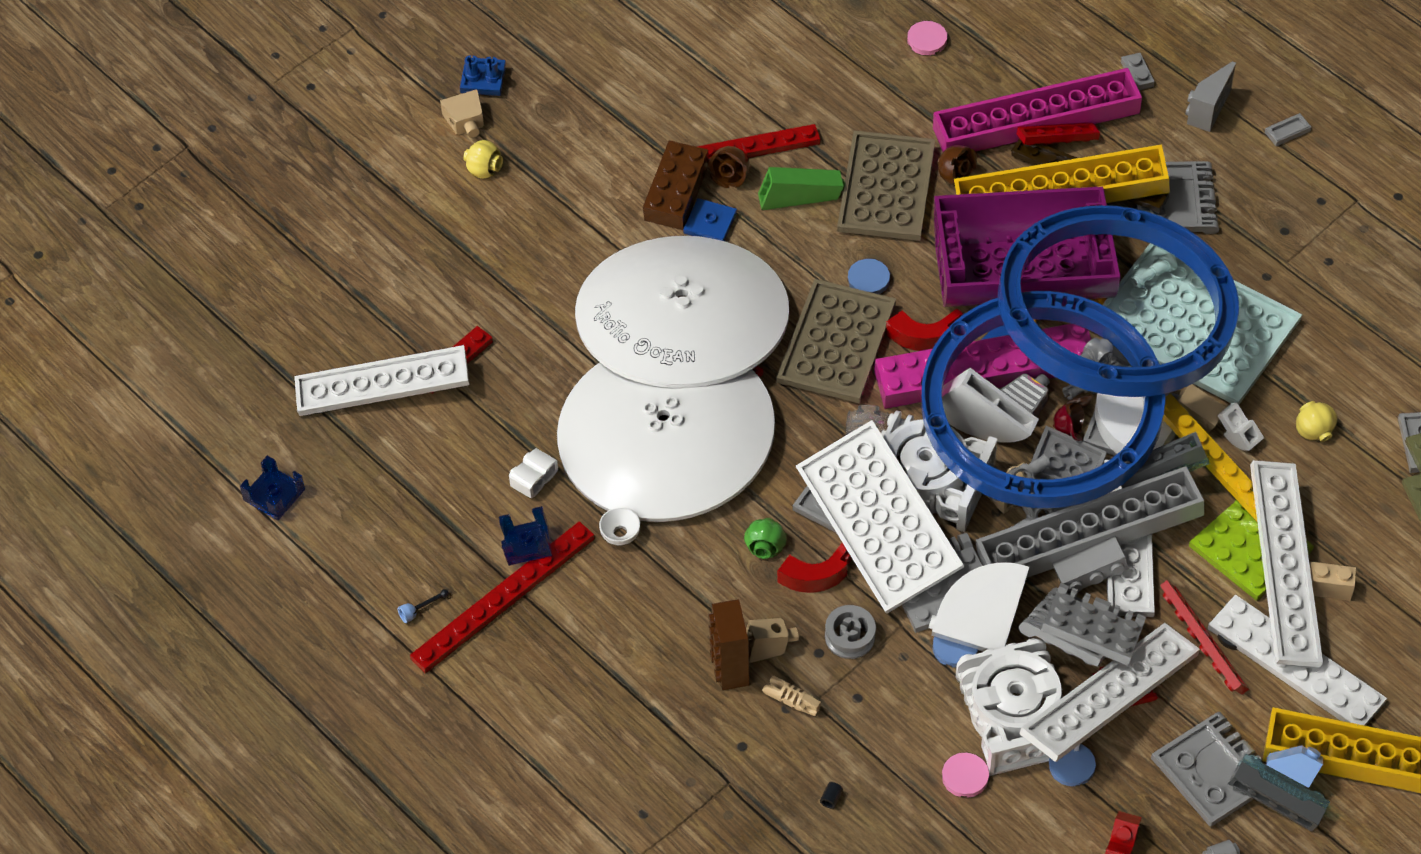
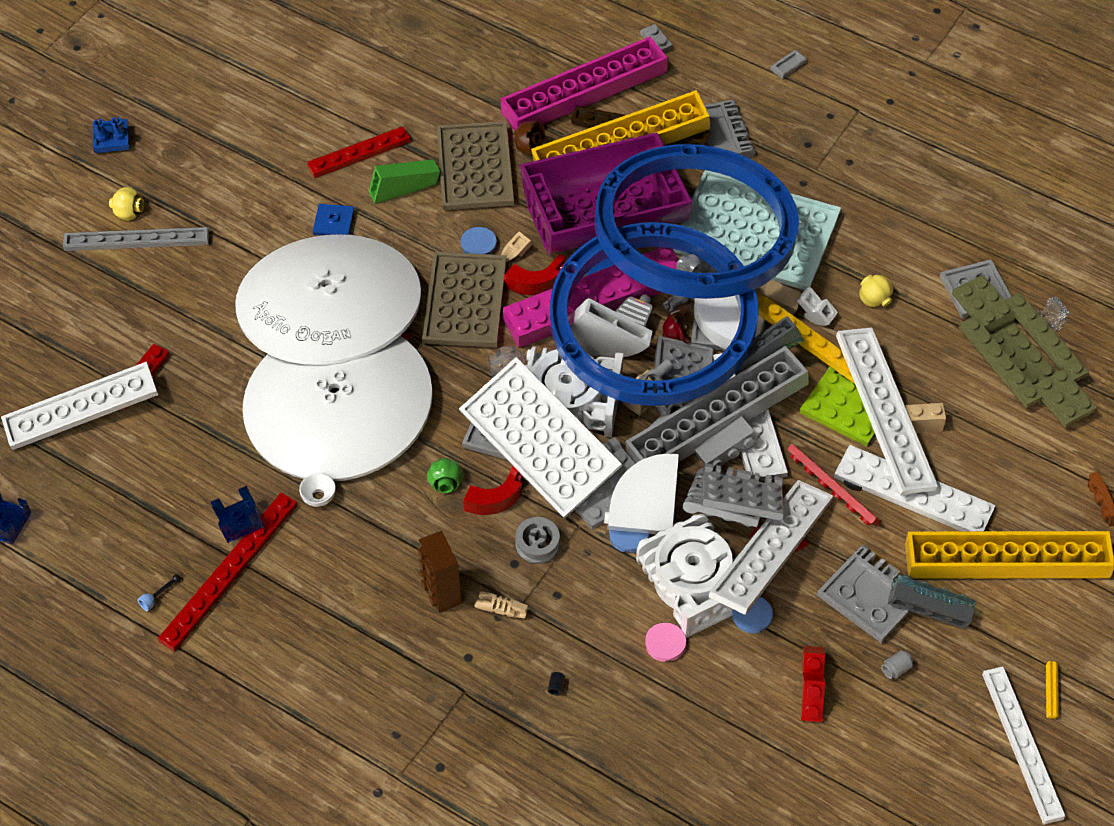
camera: 15 degrees left, 0 degrees up
(463, 113) = (101, 169): tan torso -> none
(485, 201) = (136, 239): none -> light grey tile
(533, 473) = (231, 459): white brick -> none
(676, 185) = (298, 195): reddish brown brick -> none
(729, 167) = (339, 173): reddish brown cylinder -> none
(768, 638) = (471, 559): tan torso -> none
(911, 290) = (516, 246): none -> tan plate
(927, 37) = (478, 41): bright pink tile -> none
(1058, 133) = (606, 98): red plate -> none
(1166, 263) = (721, 187): light aqua piece -> none
(1210, 97) = (721, 49): light grey slope -> none
(1297, 763) = (941, 574): light blue slope -> none

